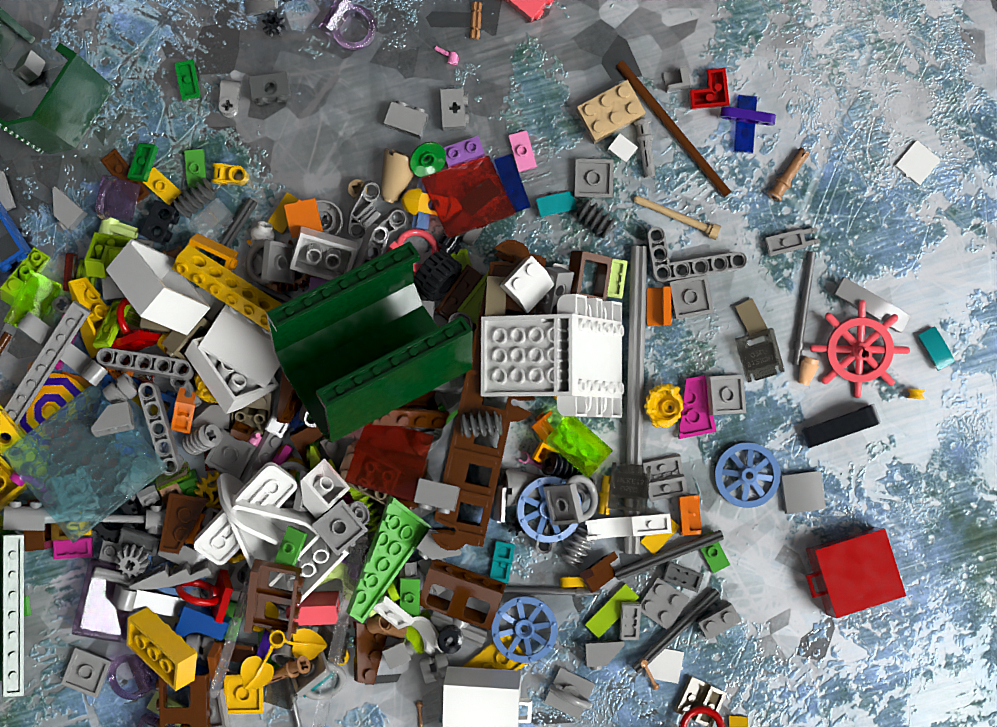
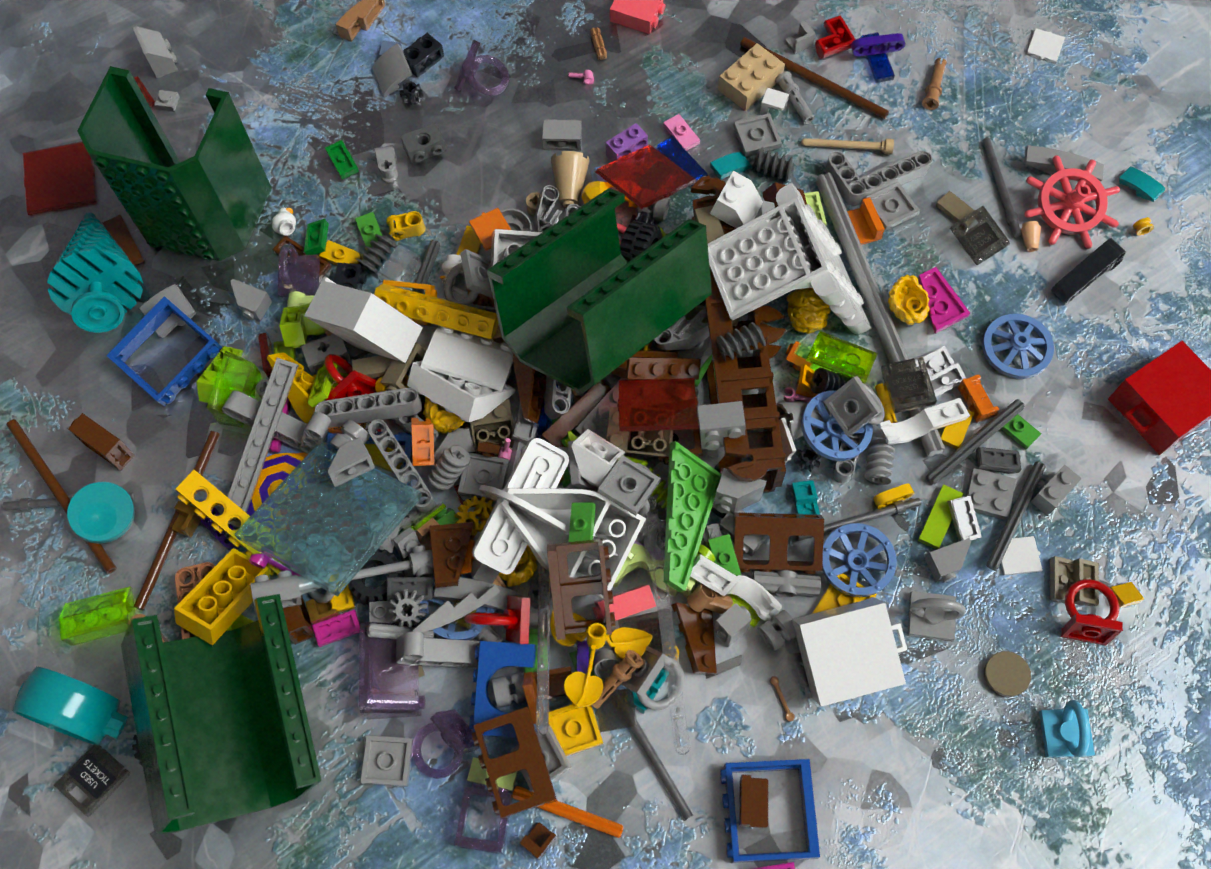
camera: 15 degrees left, 20 degrees down
(118, 135) = (284, 221): none -> white animal
(161, 648) = (468, 690): yellow brick -> none
(432, 163) = (602, 150): green dish -> none
(452, 120) = (604, 114): light grey brick -> none
(453, 646) = (792, 578): black piece -> none
(599, 572) = (910, 478): reddish brown panel -> none
(643, 662) = (999, 554): medium nougat hinge -> none
(726, 394) = (964, 277): light grey plate -> none
(789, 241) = (962, 135): light grey hinge -> none
(802, 492) = (1080, 344): light grey slope -> none

